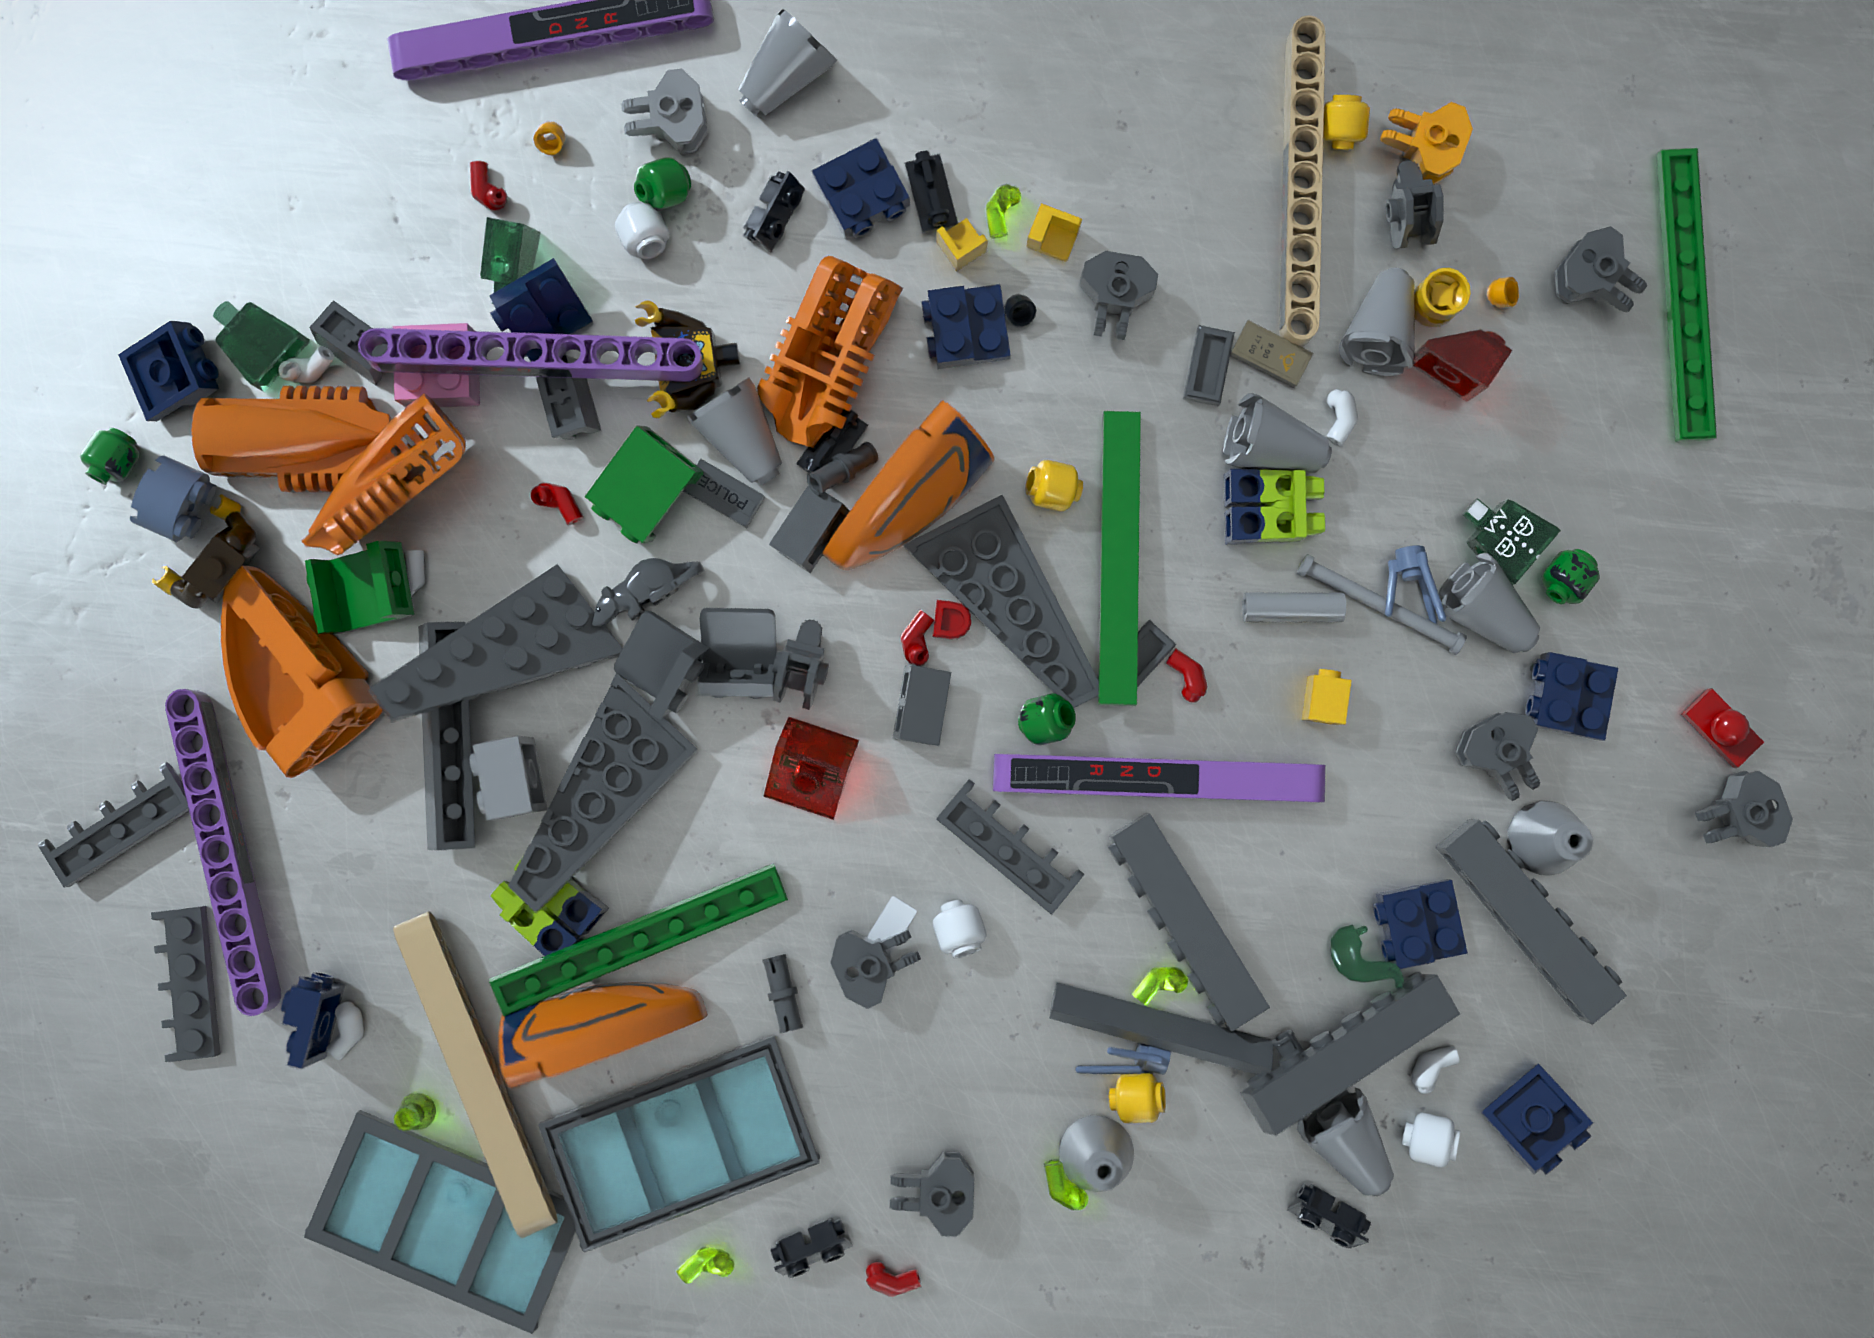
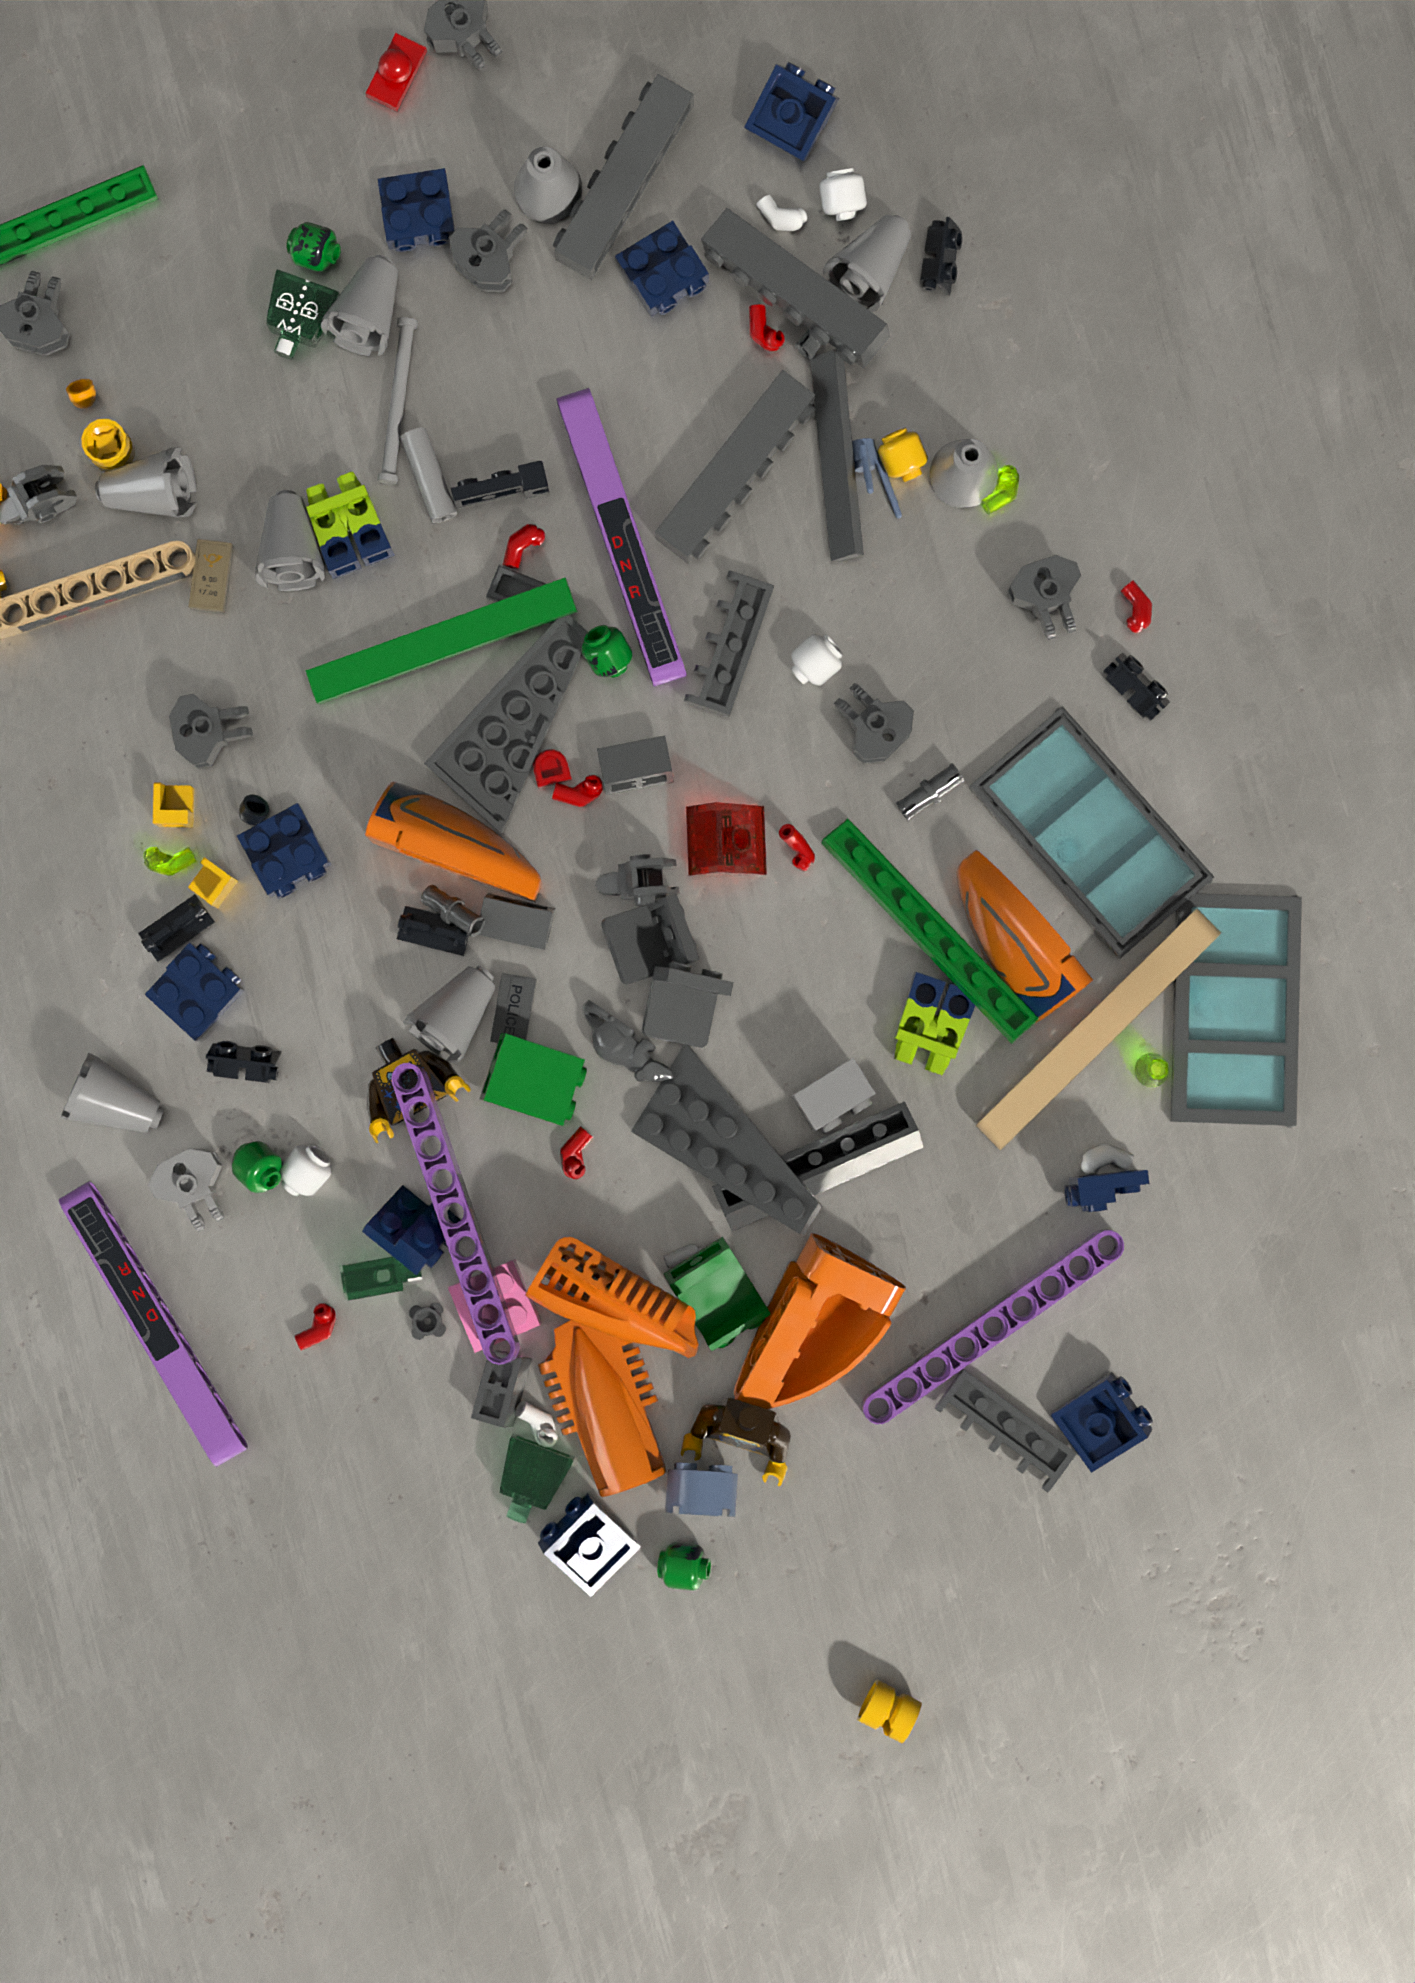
camera: 115 degrees left, 0 degrees up
(84, 926) = (1103, 1421): none -> dark blue plate
(189, 983) = (1118, 1312): dark grey hinge -> none
(440, 300) = (421, 1329): none -> dark grey plate
(553, 143) = (251, 1286): light orange hinge -> none
(568, 405) = (486, 1175): dark grey hinge -> none
(608, 781) = (799, 1009): dark grey wing -> none
(706, 1260) = (1181, 770): clear neon green arm -> none
(782, 839) = (799, 845): none -> red arm
(824, 358) = (359, 960): orange connector -> none
(893, 920) = (831, 722): white sticker -> none
(1053, 485) = (399, 721): yellow head -> none
(1160, 979) = (794, 473): clear neon green arm -> none
(1208, 365) = (241, 627): dark grey tile -> none
(1251, 707) = (529, 480): none -> black plate
(1318, 1000) = (761, 332): none -> red arm
(1326, 698) = (497, 418): yellow brick -> none
(1346, 414) = (242, 490): white arm -> none
(1348, 960) = (716, 319): clear green piece -> none
(1413, 565) = (353, 384): sand blue plant -> none
(1463, 361) = (160, 401): clear red slope -> none

